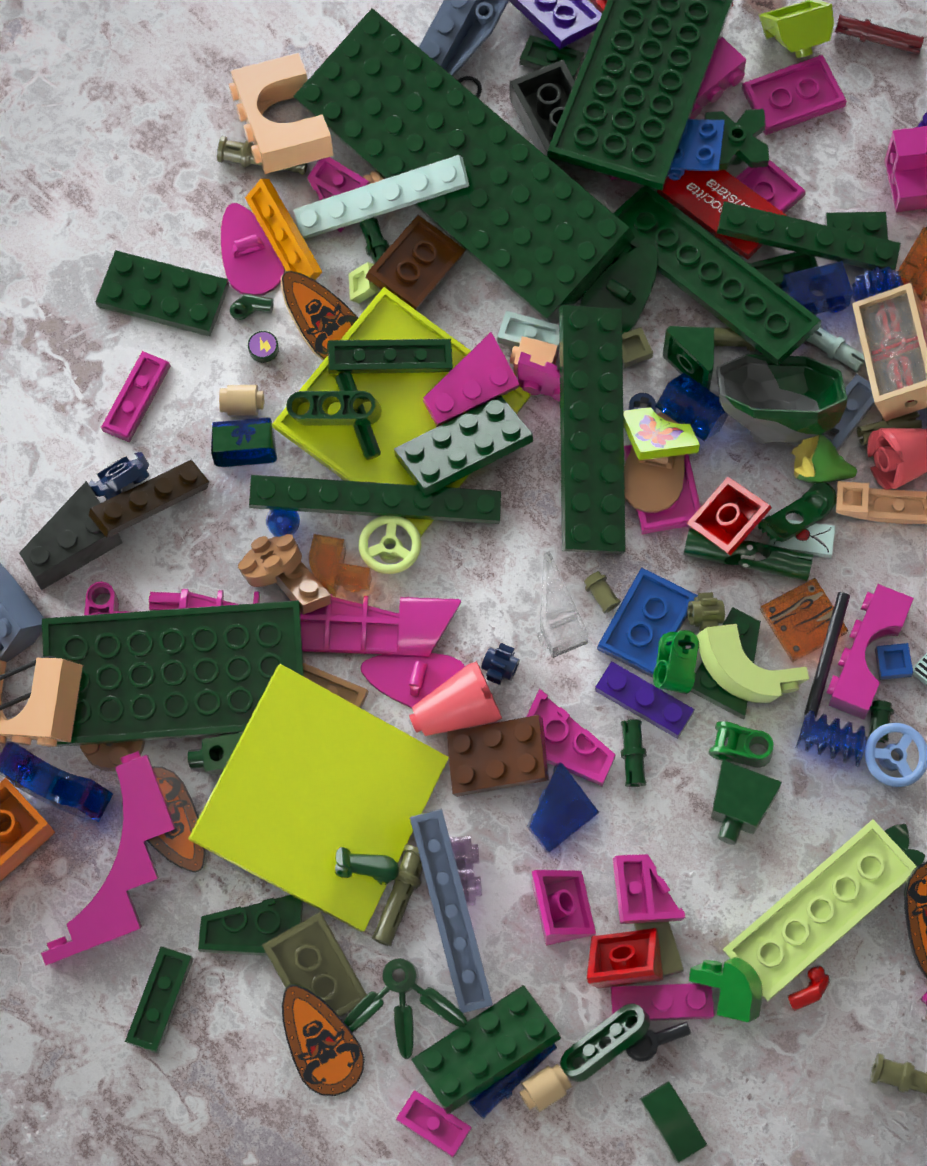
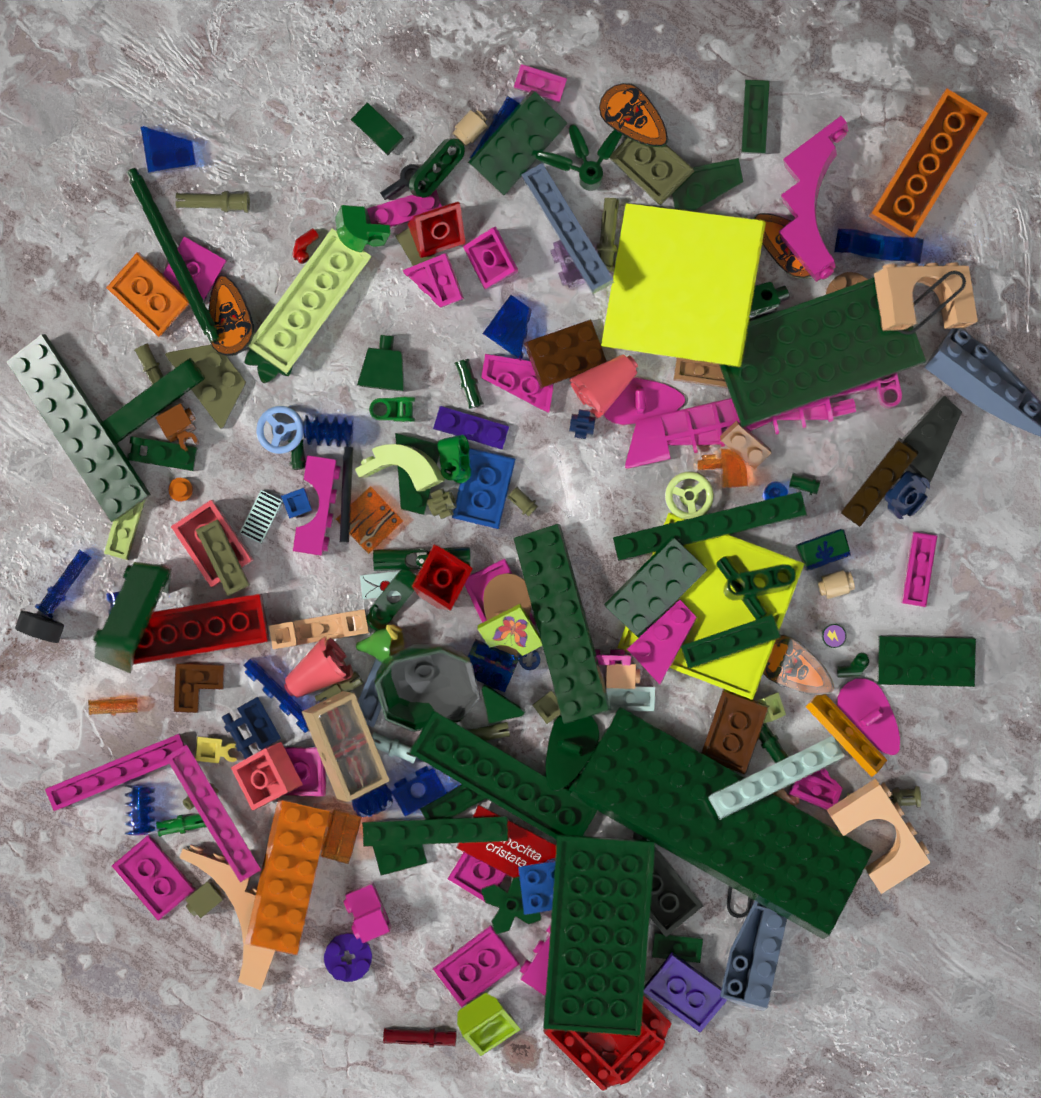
camera: 165 degrees right, 20 degrees up
(241, 525) = (804, 483): none -> dark green pin
(269, 559) = (785, 460): medium nougat plate -> none
(380, 867) = (630, 246): dark green piece -> none

